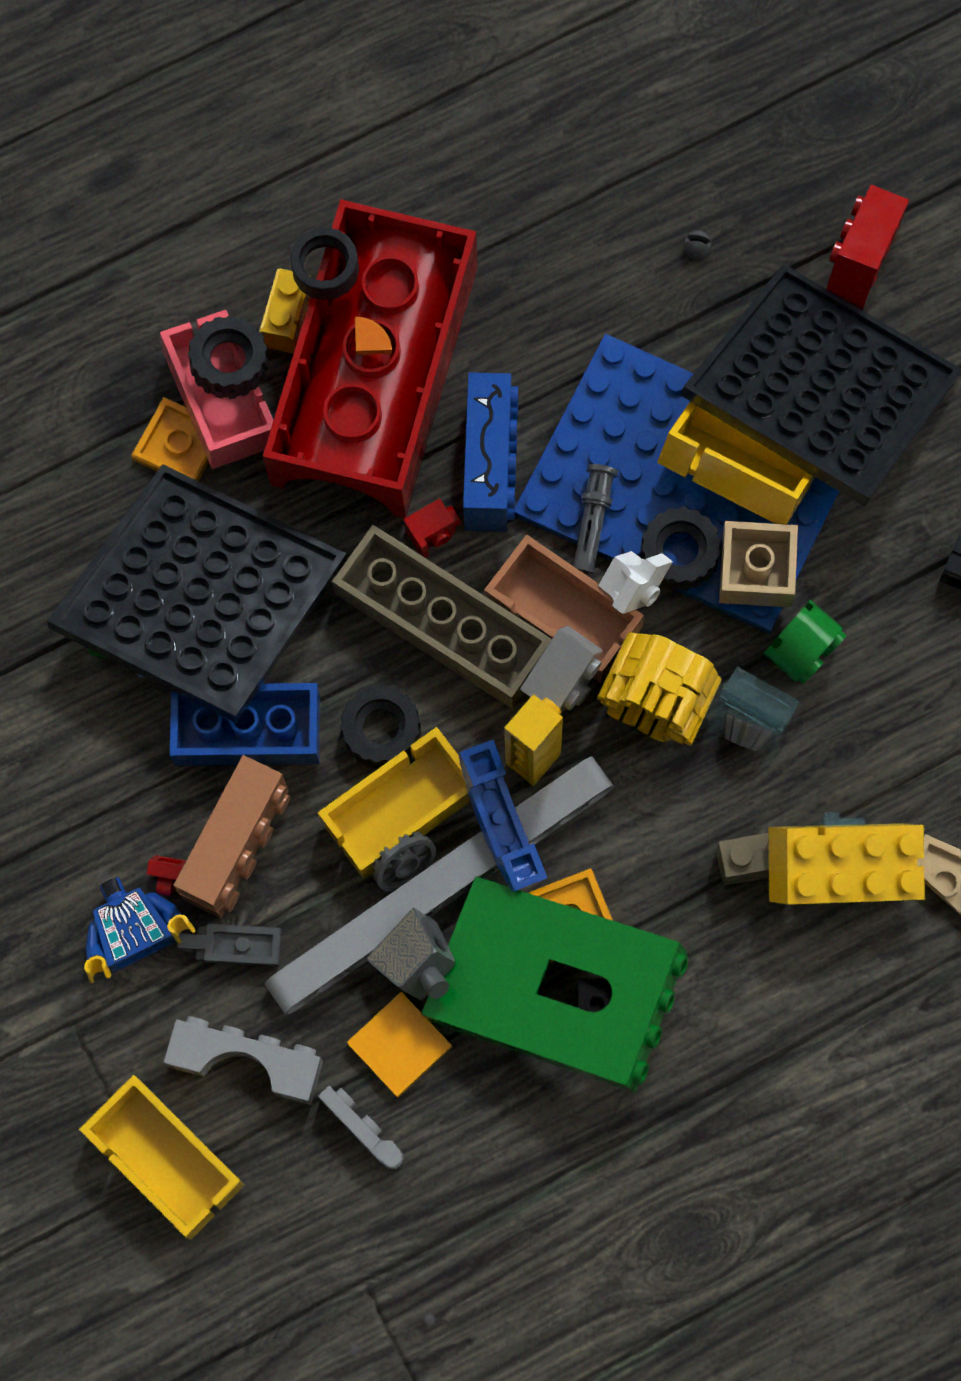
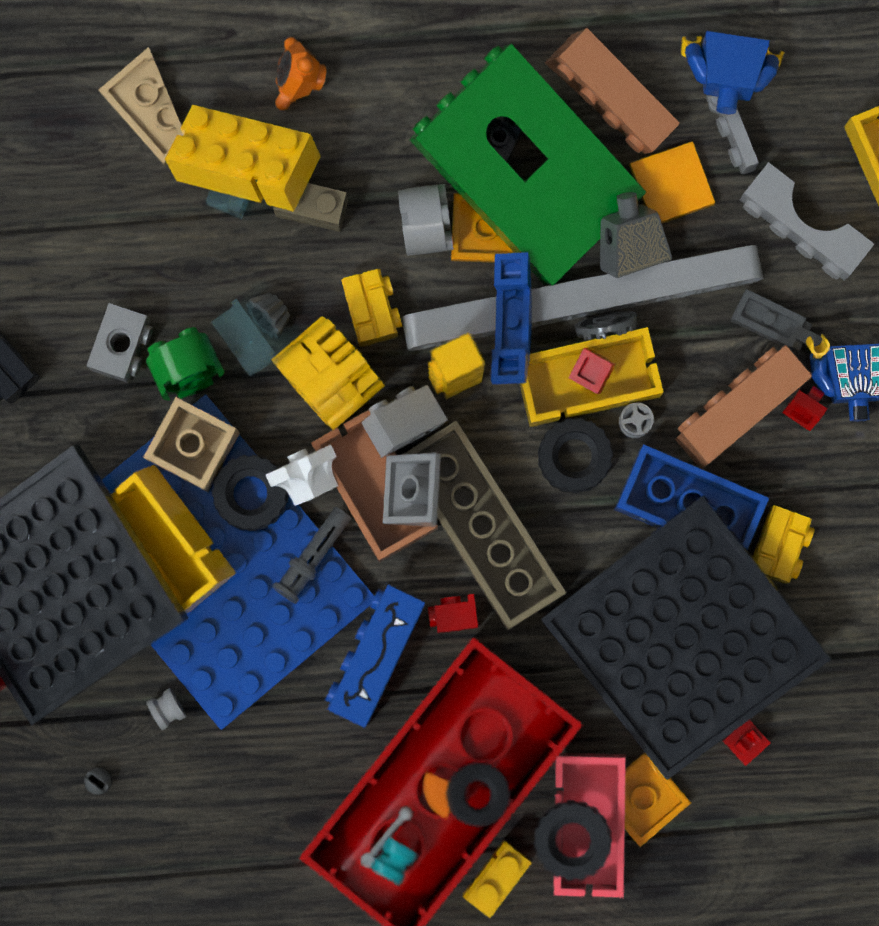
camera: 160 degrees left, 10 degrees up
(96, 531) = (746, 742): none -> red tile
(140, 727) = (781, 544): none -> yellow brick
(318, 239) = (455, 909): black tyre -> none
(319, 333) = (498, 798): none -> black tyre
(331, 780) = (641, 418): none -> light grey wheel
(386, 258) = (393, 861): none -> teal wheel
(387, 1182) = (731, 66): none -> blue torso
(398, 800) = (592, 370): none -> tile
(411, 256) = (405, 814): none -> light grey hinge
(503, 1106) = (612, 91): none -> nougat wedge
(522, 606) = (411, 489): none -> light grey slope
(634, 886) = (425, 219): none -> light grey brick
(649, 782) = (370, 307): none -> yellow brick
(665, 329) = (166, 709): none -> light grey wheel
(835, 987) = (297, 73): none -> orange rock
(883, 620) = (116, 324): none -> light grey brick

